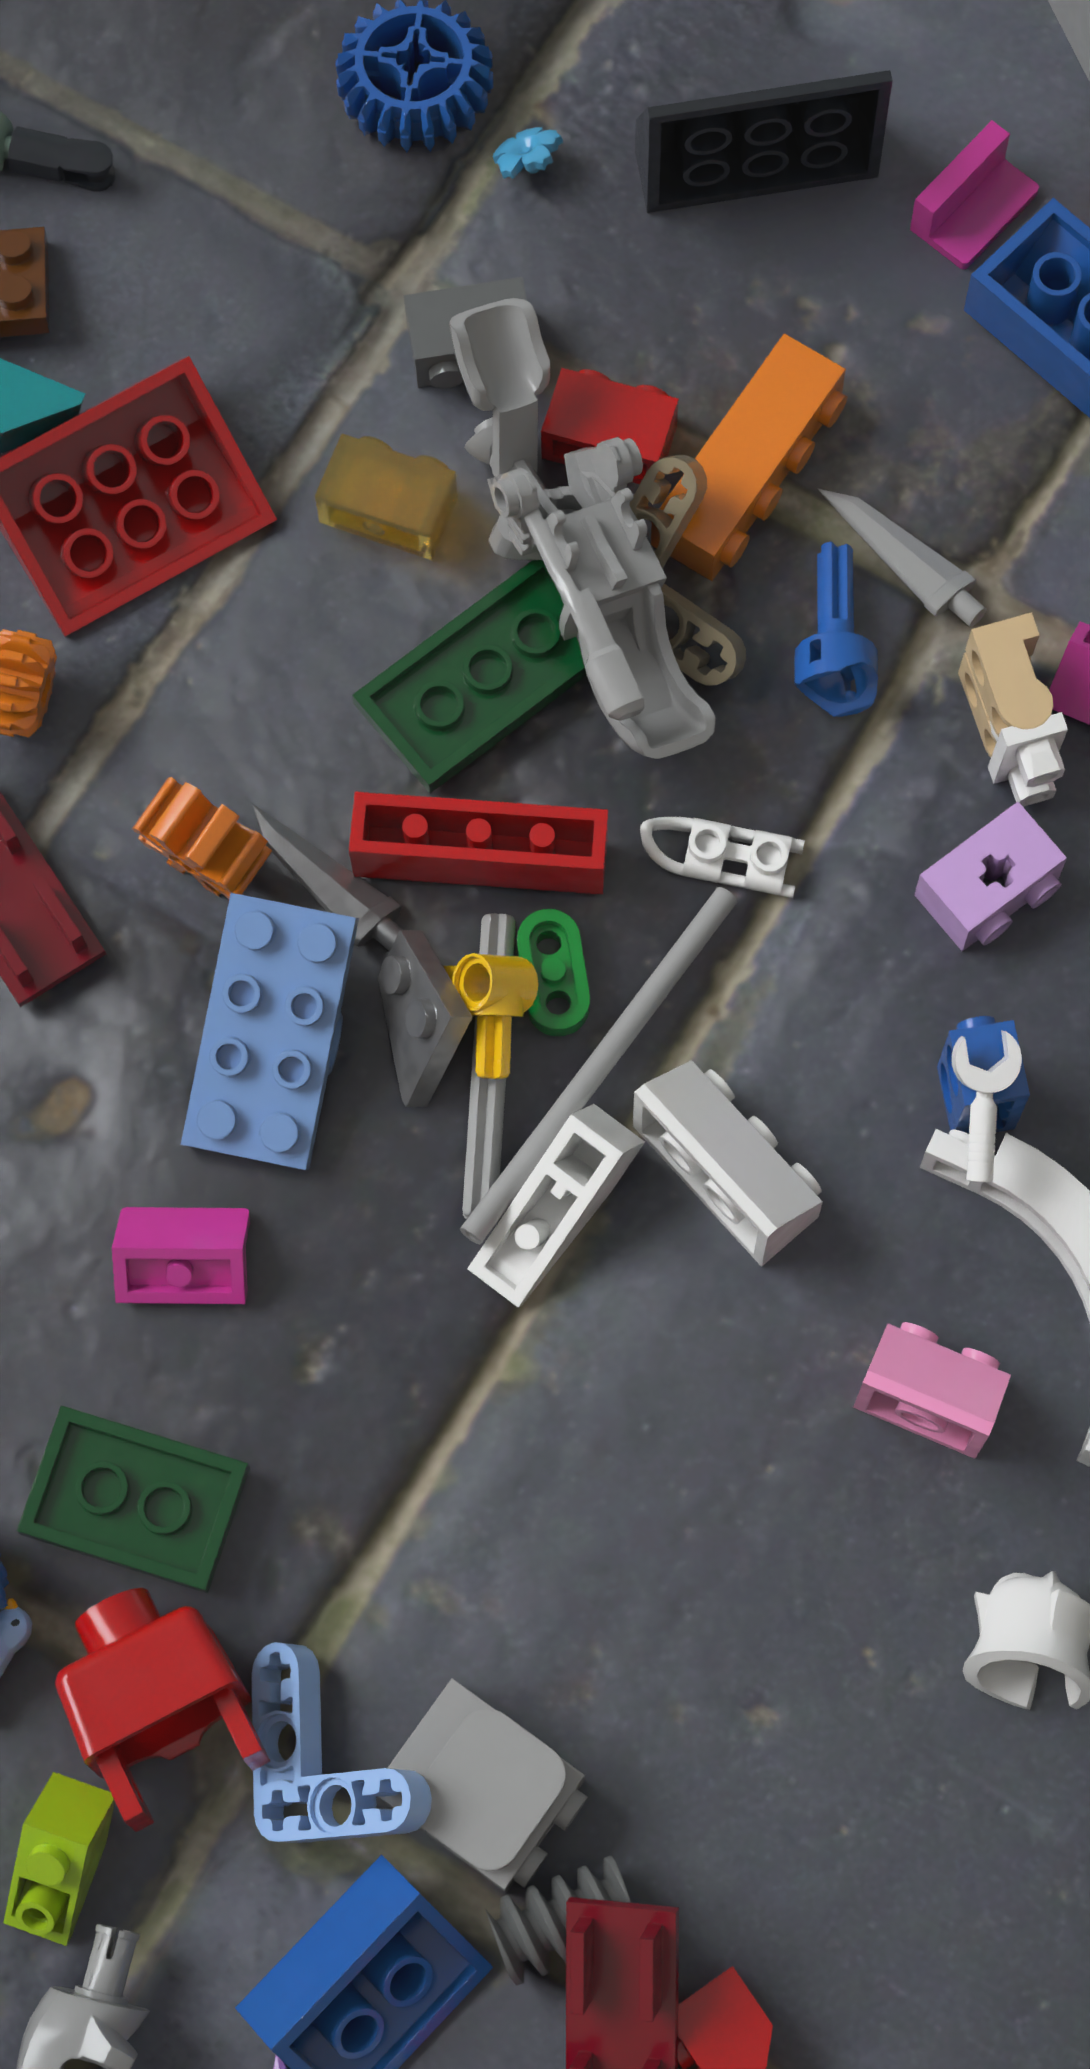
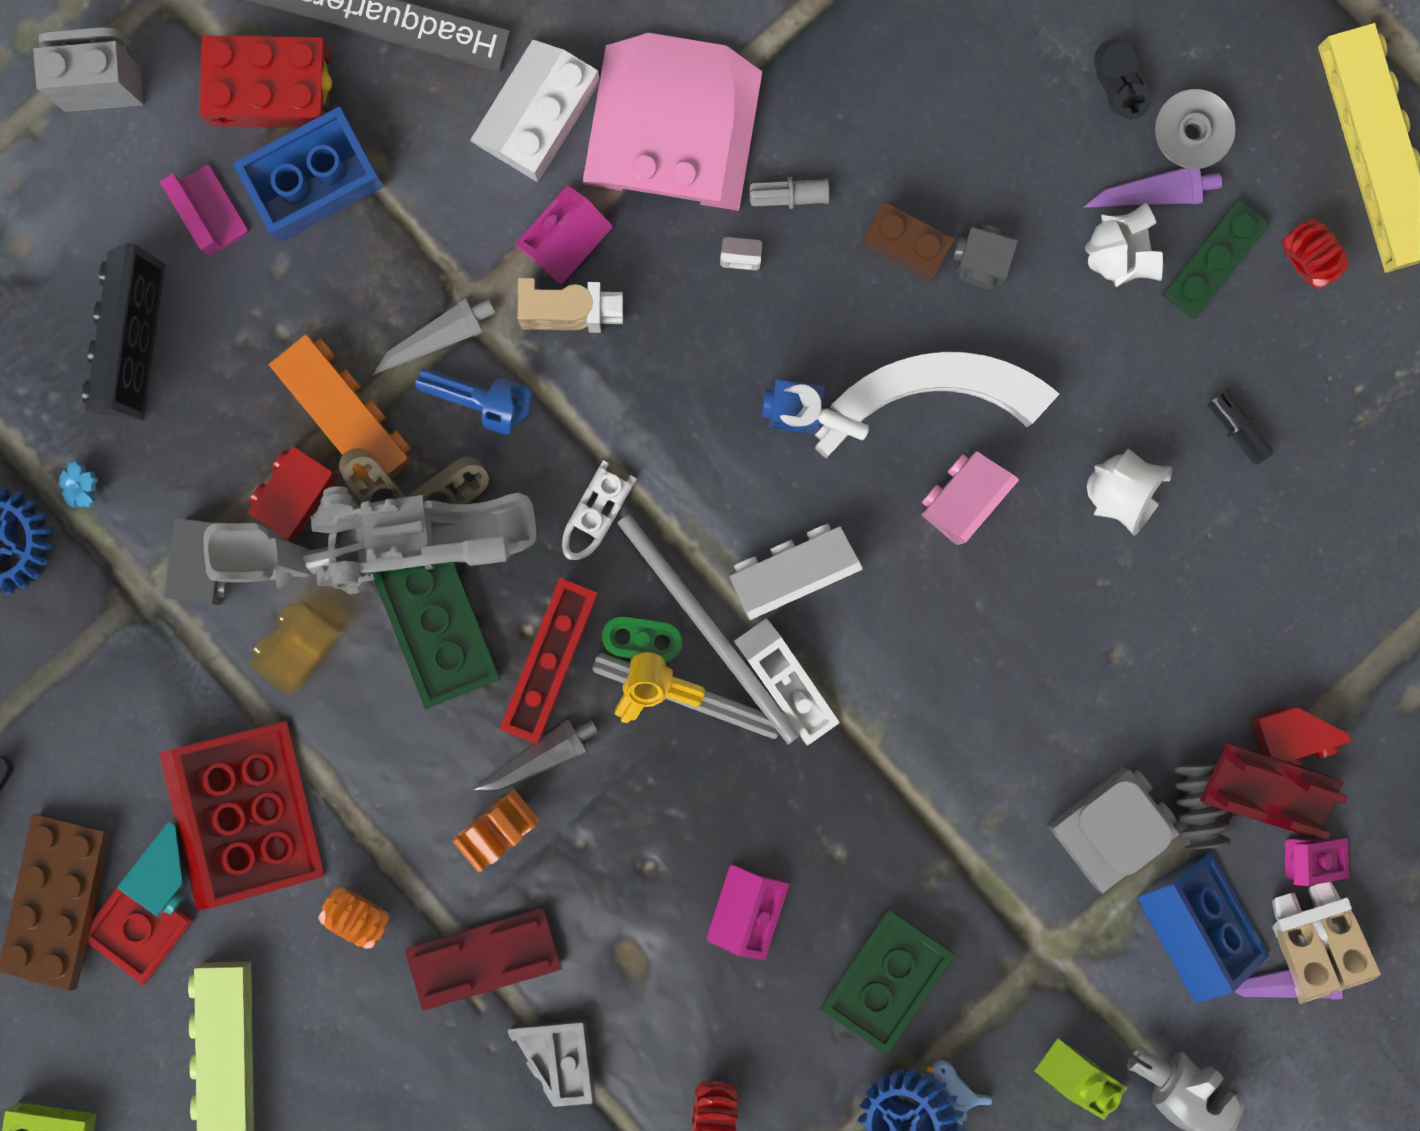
camera: 75 degrees left, 15 degrees up
(149, 1692) = (1006, 1003): red piece -> none
(270, 1031) = (629, 822): medium blue plate -> none
(301, 1775) = (1079, 931): light blue beam -> none
(421, 1015) = (646, 727): flat silver wing -> none
(1005, 848) = (649, 339): lavender brick -> none

